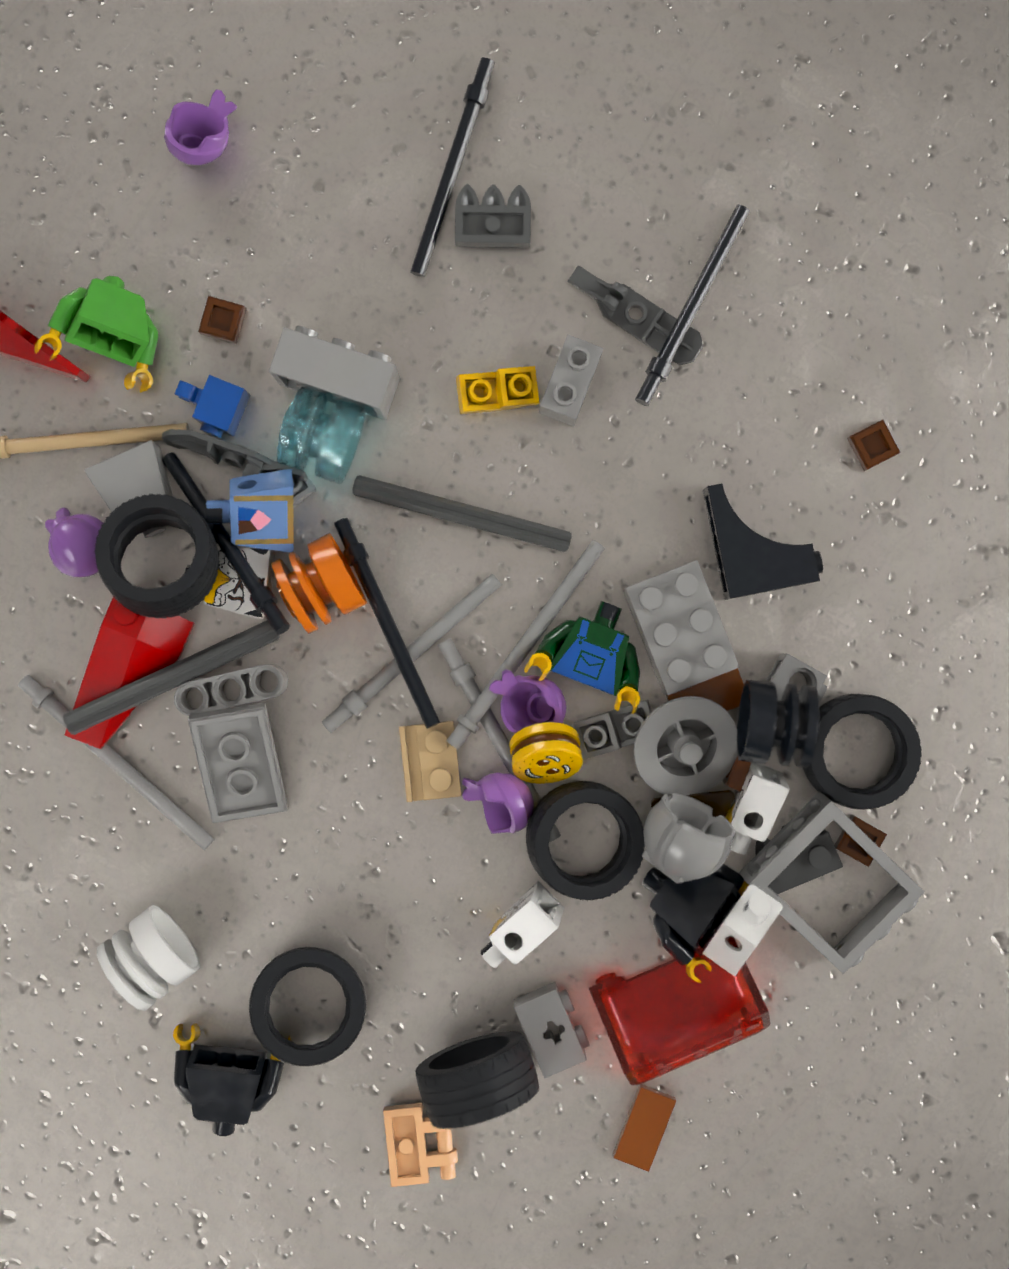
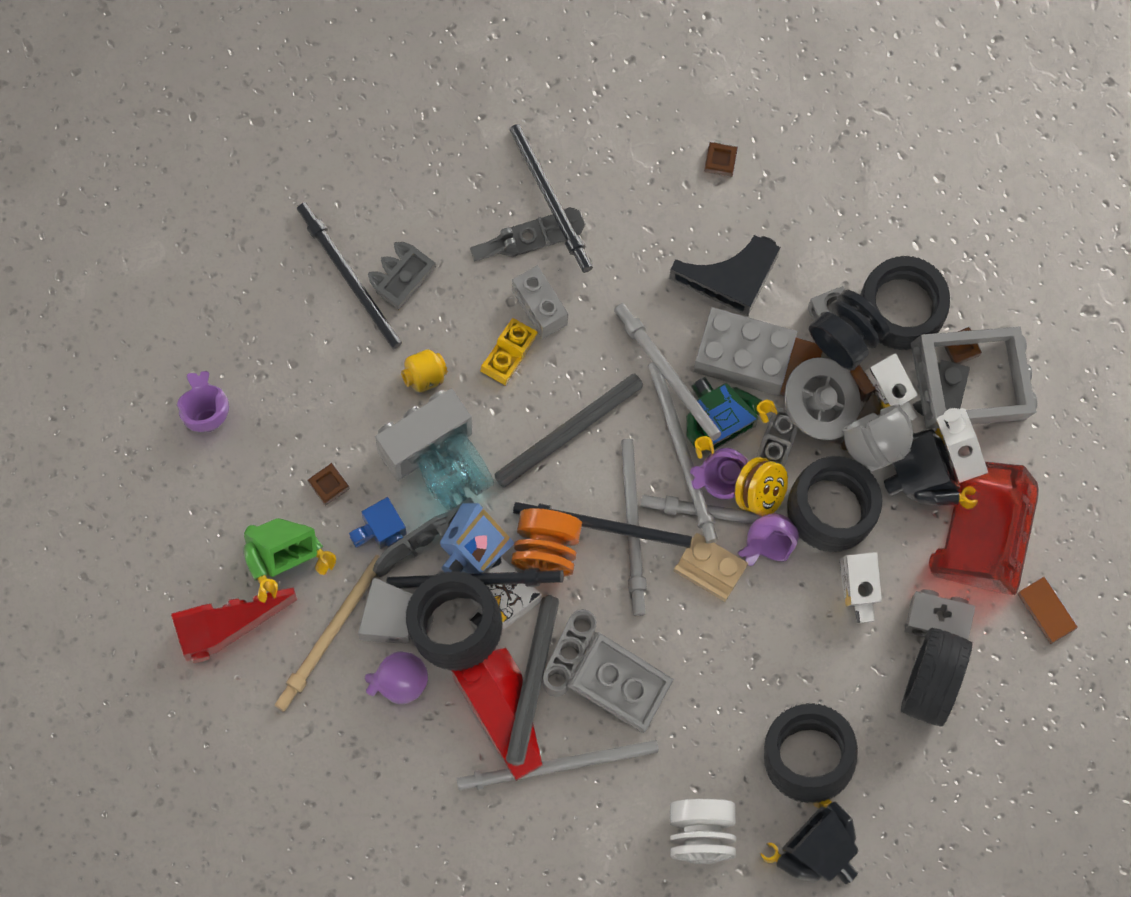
camera: 60 degrees left, 15 degrees down
(407, 1146) = (949, 765): light nougat plate -> none
(408, 321) = (424, 370): none -> yellow head
(618, 500) = (636, 331): none -> light grey bar

